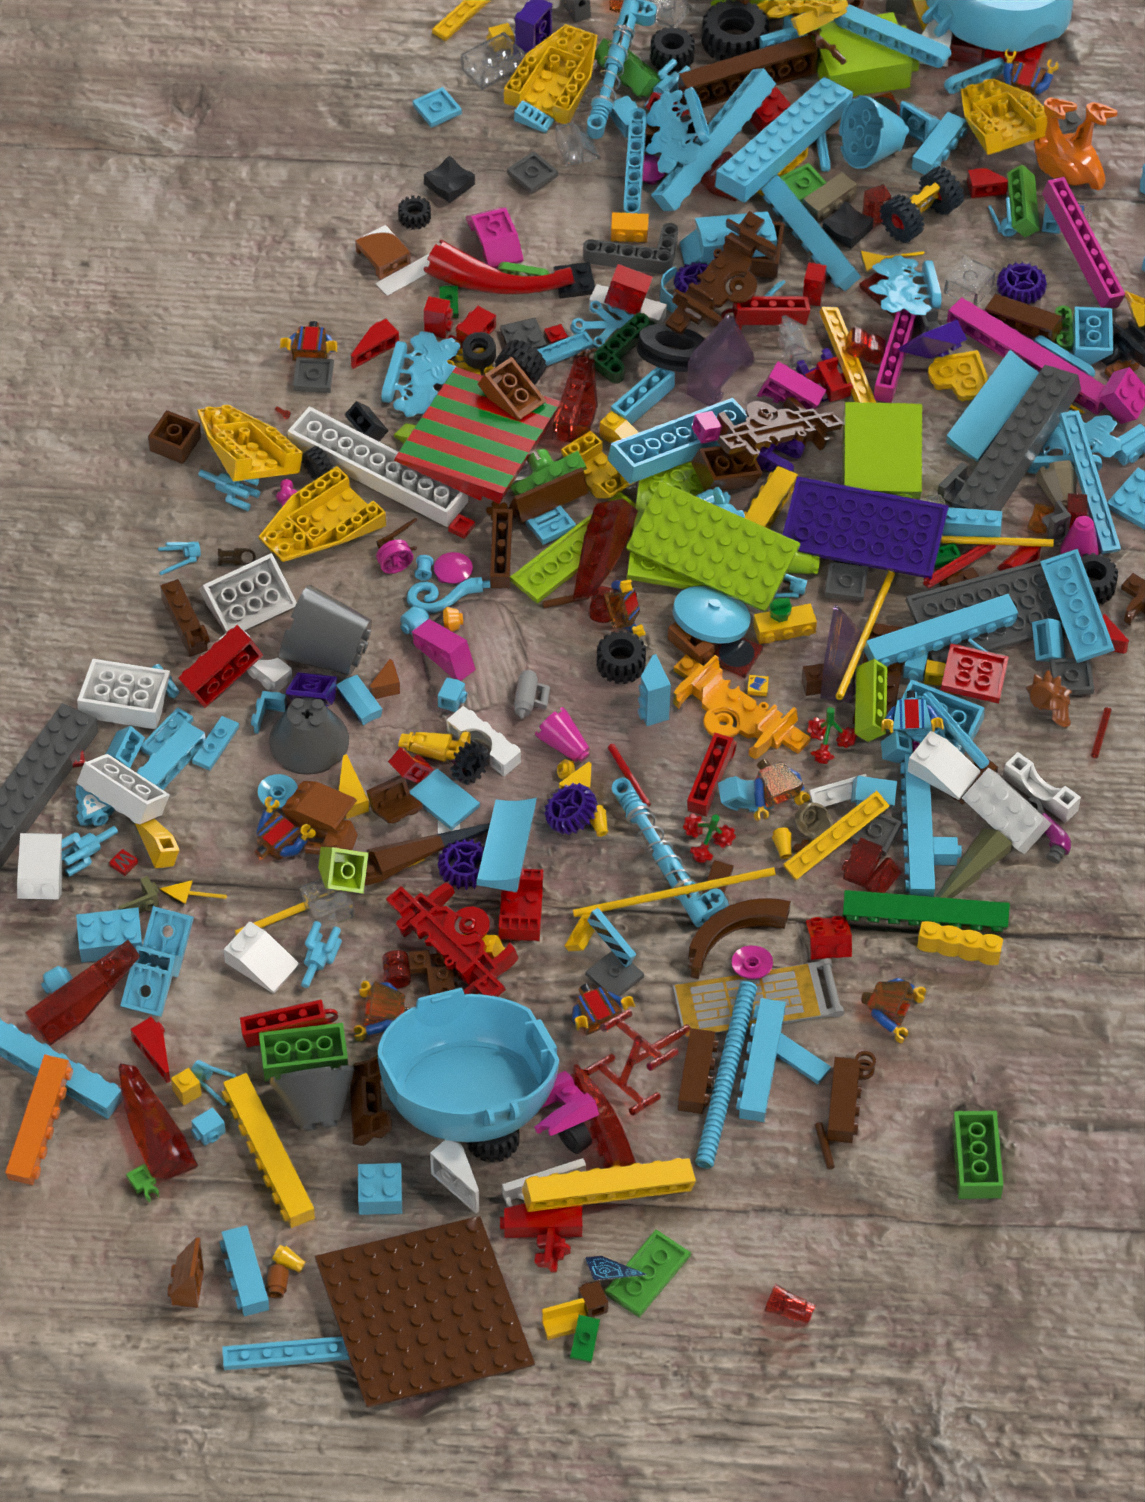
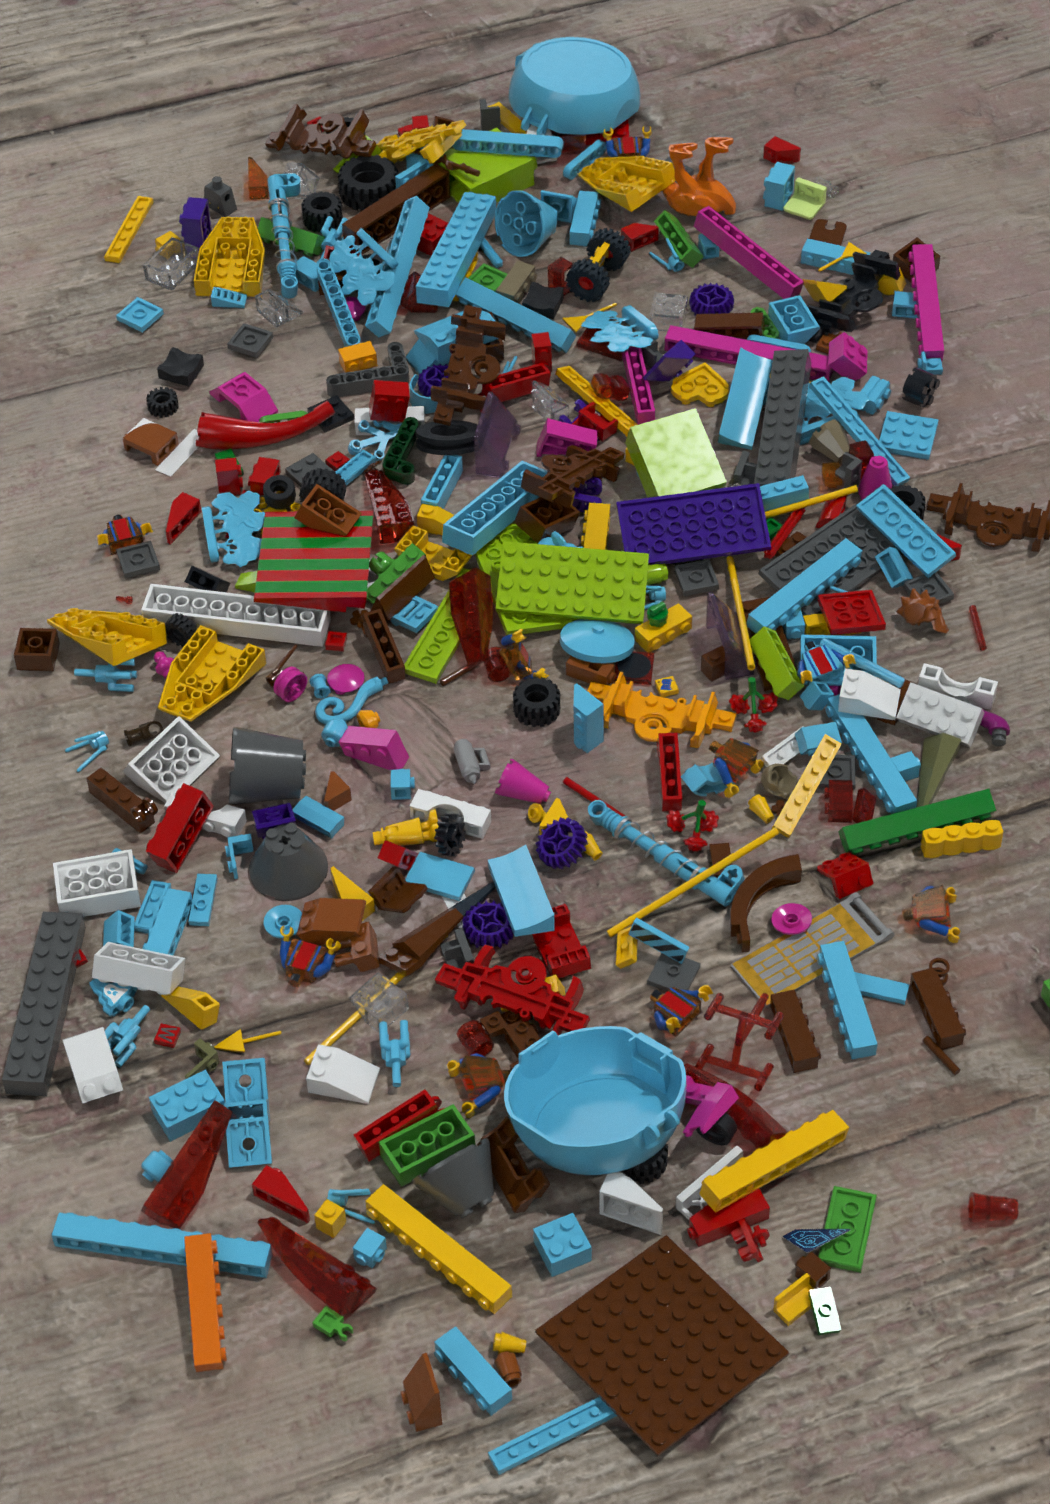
camera: 20 degrees left, 5 degrees down
(343, 869) = (384, 965): lime slope -> none
(423, 878) = (457, 951): none -> dark grey panel
(706, 427) = (517, 487): dark pink brick -> none
(726, 1075) = (823, 1025): medium azure piece -> none

